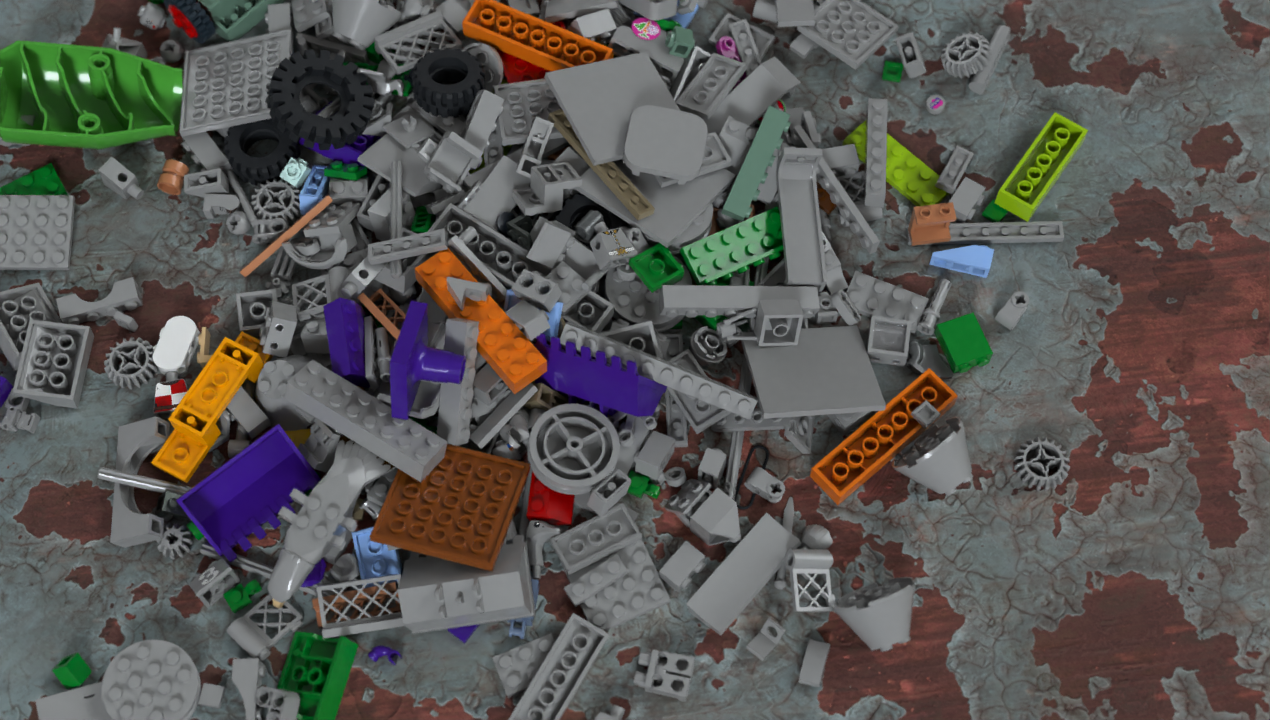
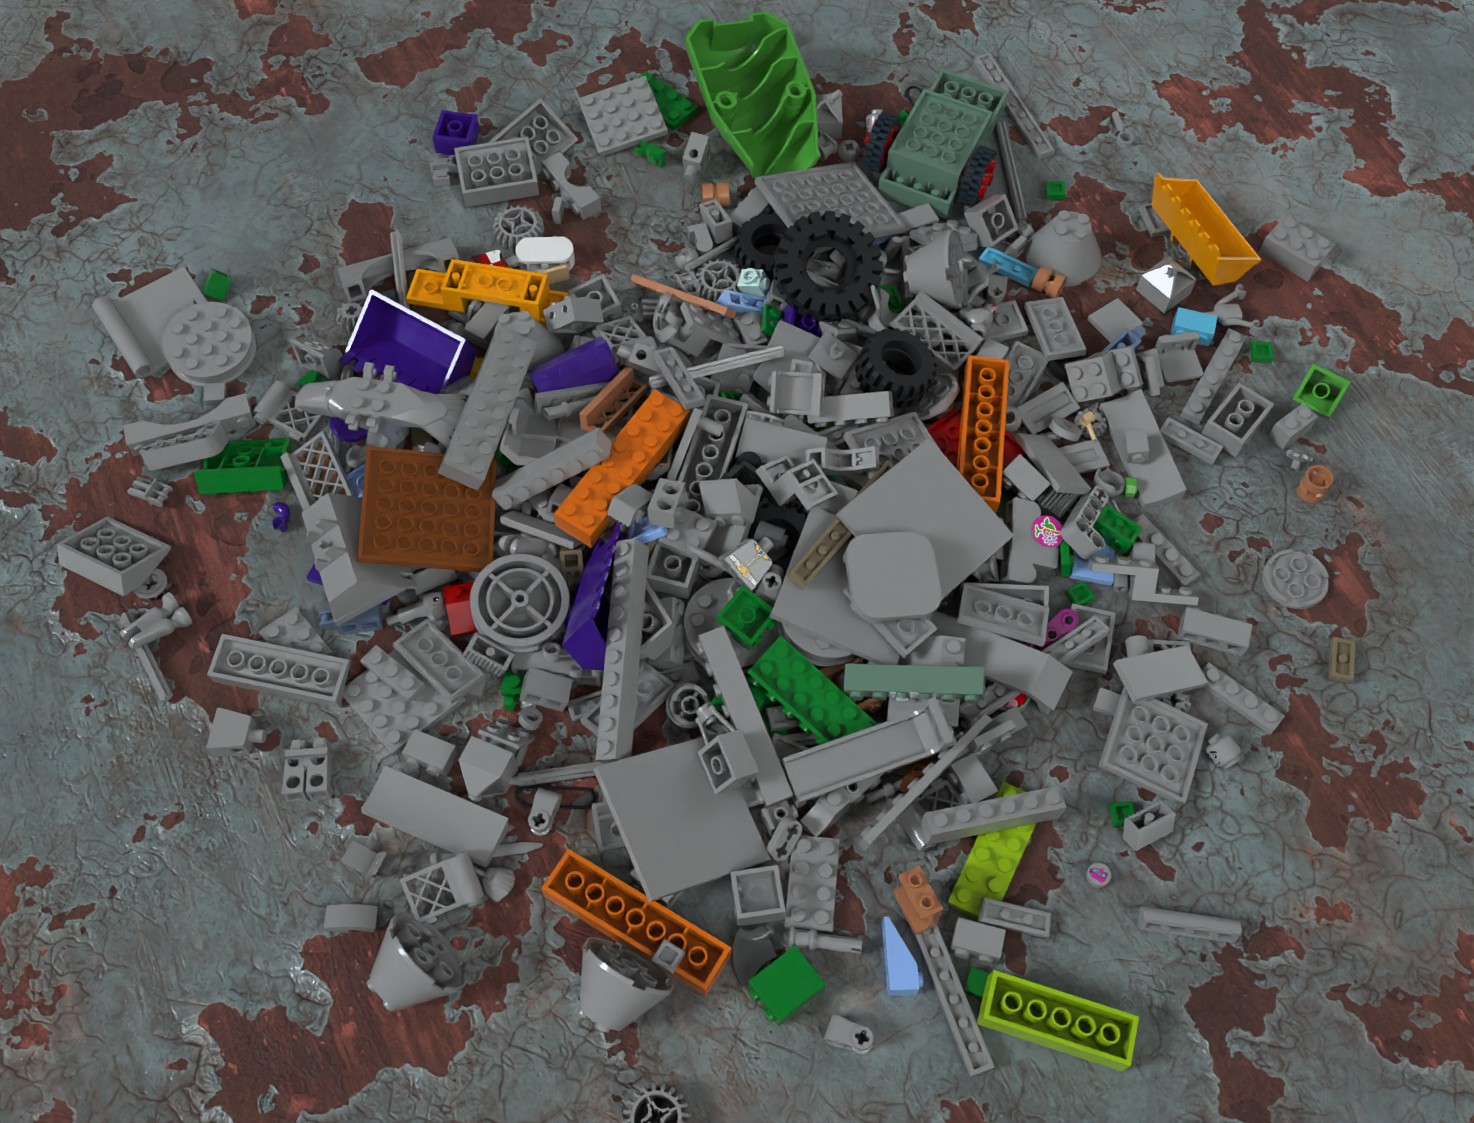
camera: 70 degrees right, 5 degrees down
(93, 218) = (654, 154): none -> green plate
(317, 159) = (774, 298): none -> light grey brick
(416, 361) = (544, 413): dark purple piece -> none
(461, 289) = (634, 432): light grey slope -> none
(680, 41) = (1047, 569): sand green brick -> none
(700, 32) = (1080, 594): none -> green tile
(712, 467) = (544, 748): light grey brick -> none
(966, 55) = (1177, 890): light grey gear -> none

